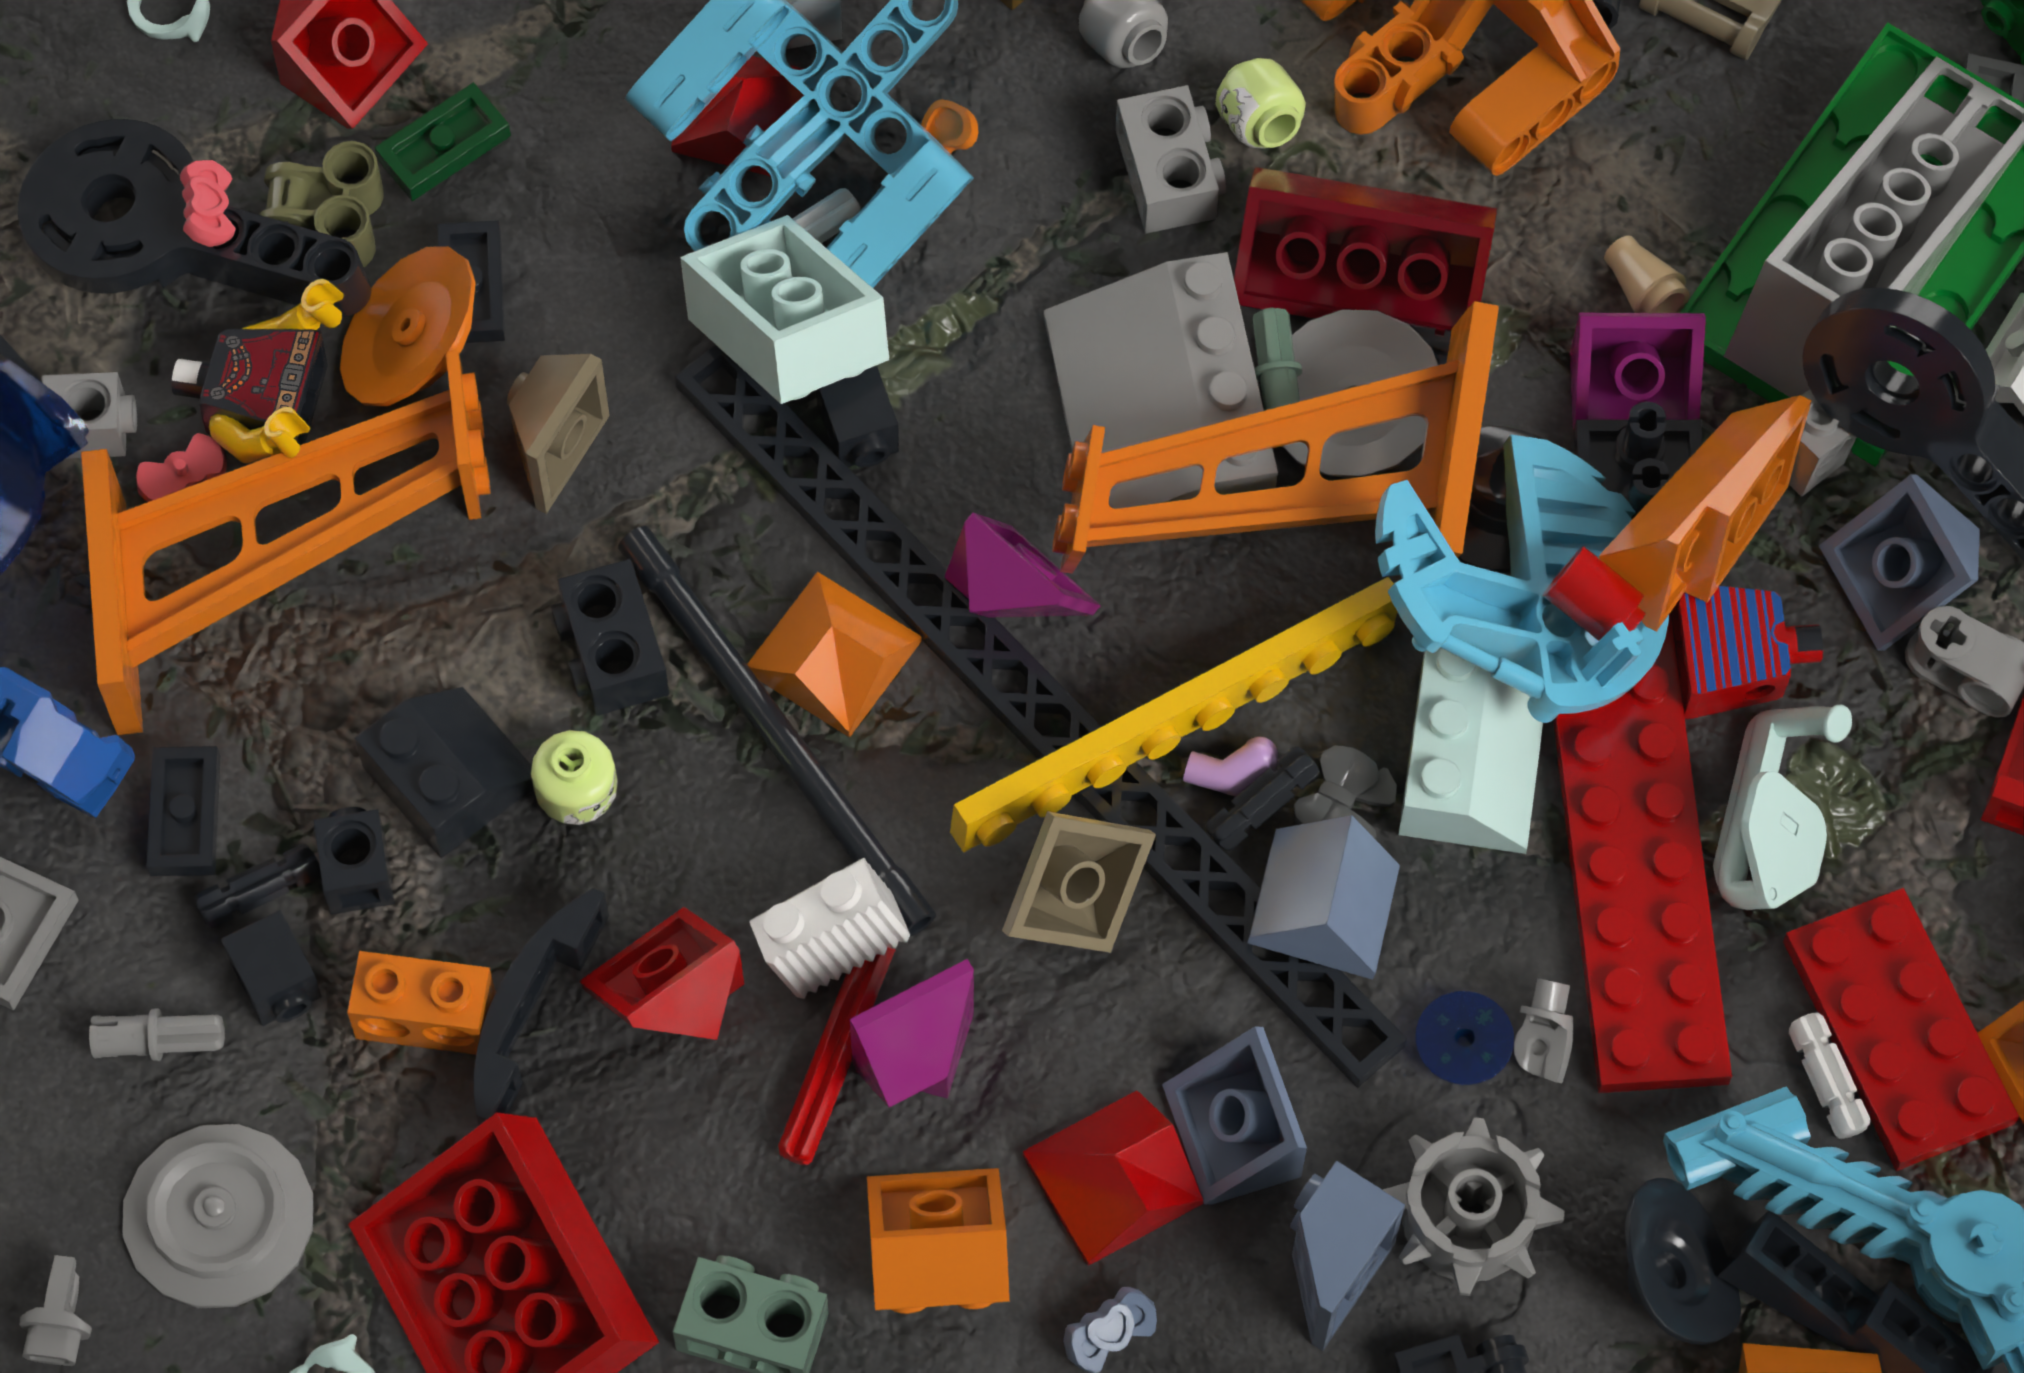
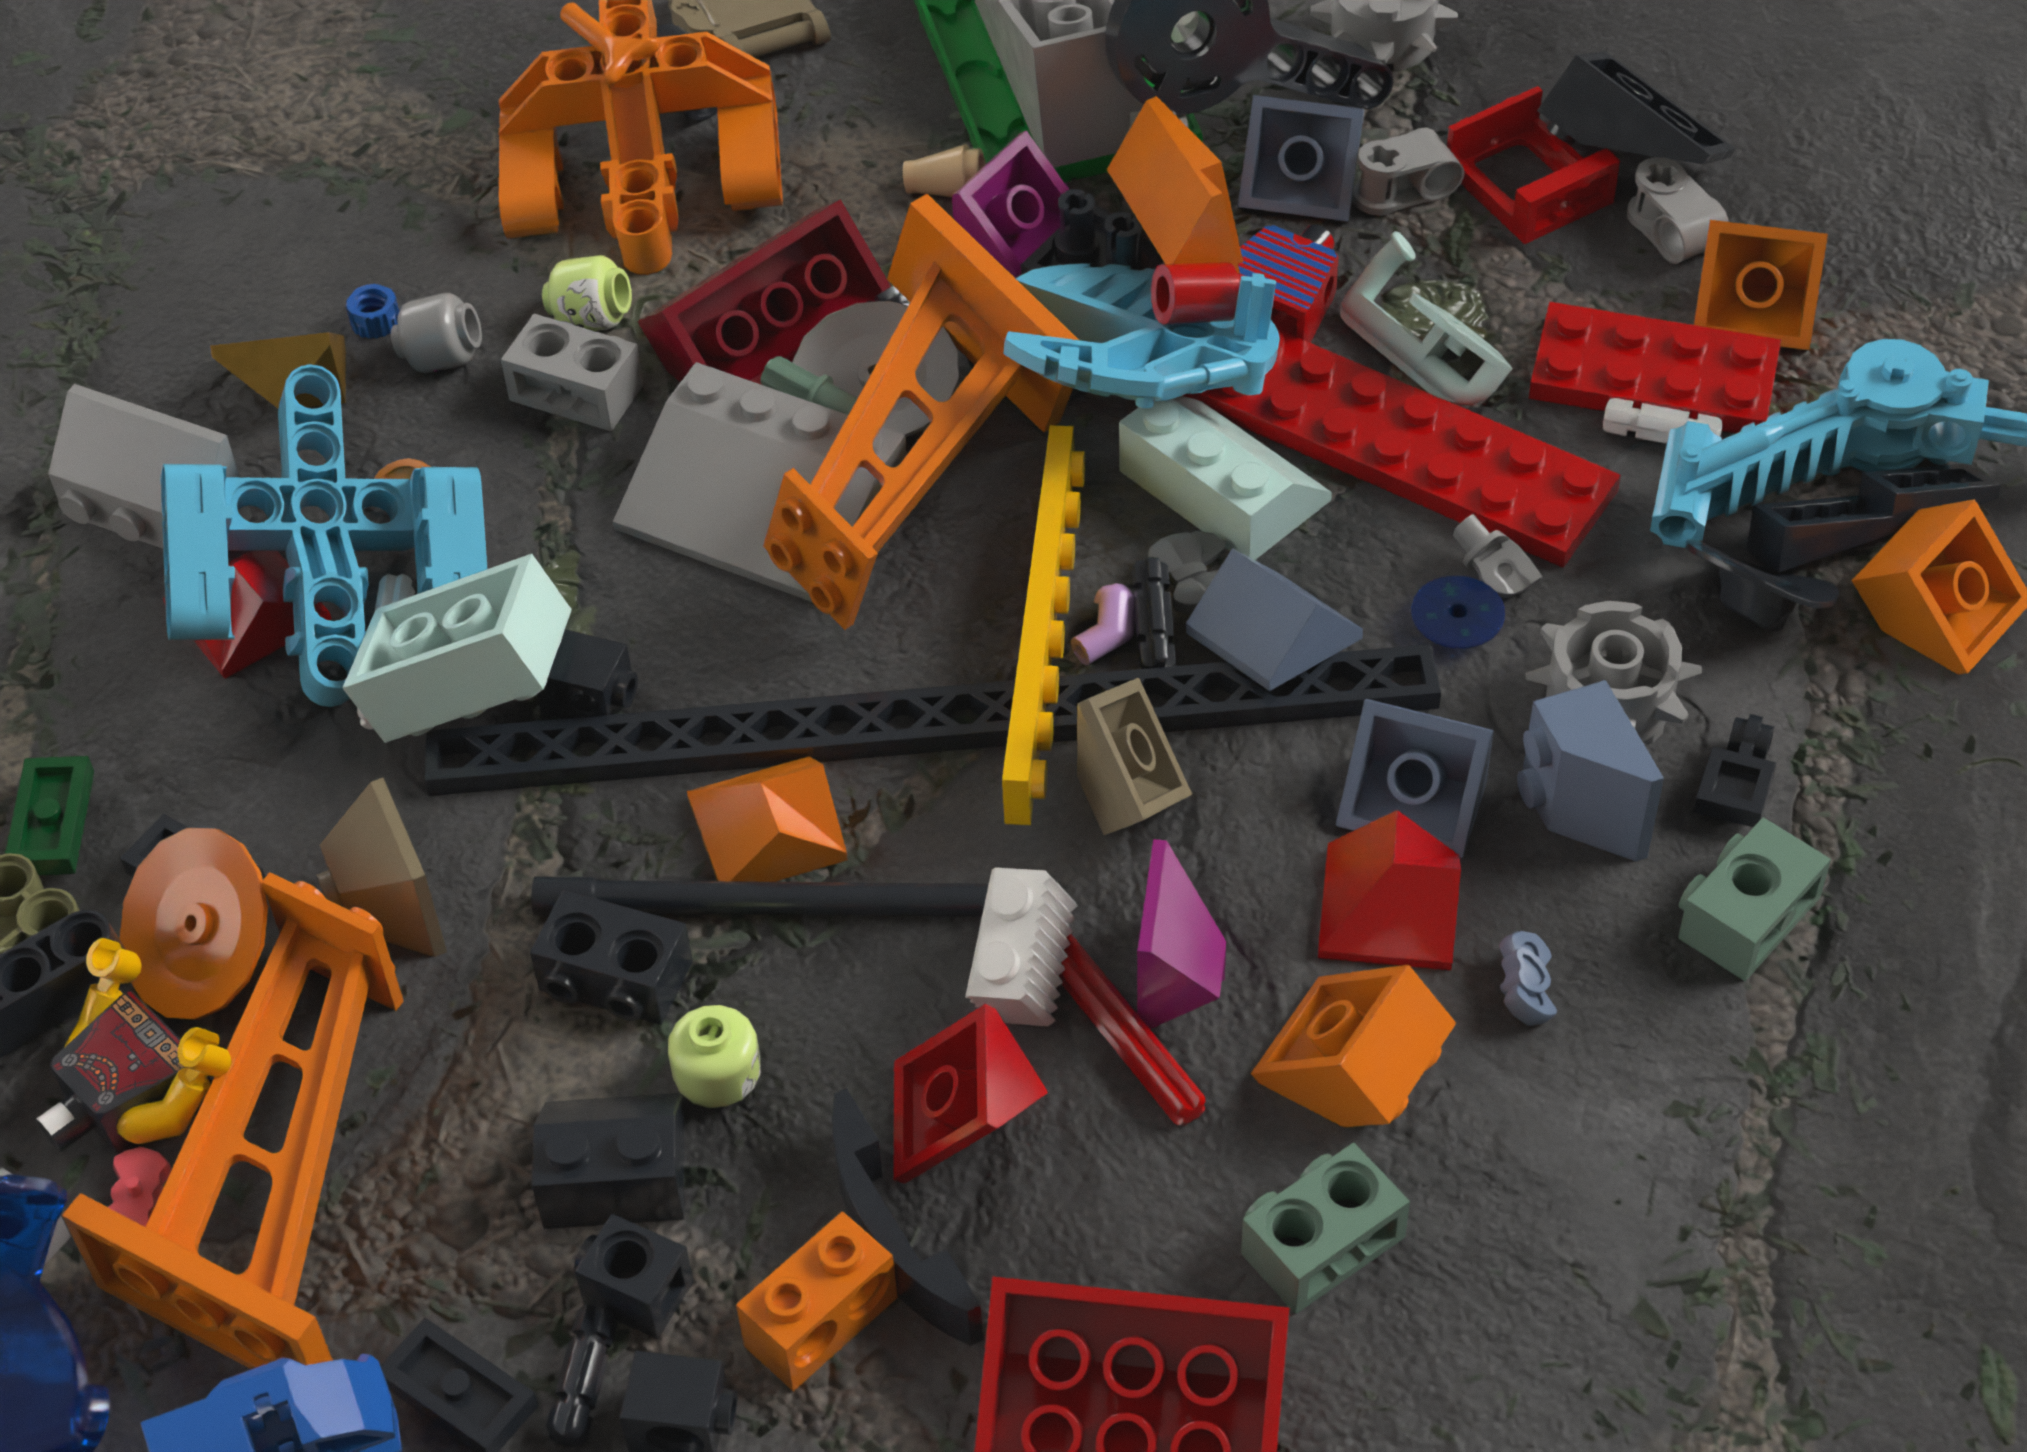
camera: 50 degrees left, 15 degrees down
(1010, 576) = (826, 649): magenta slope -> none

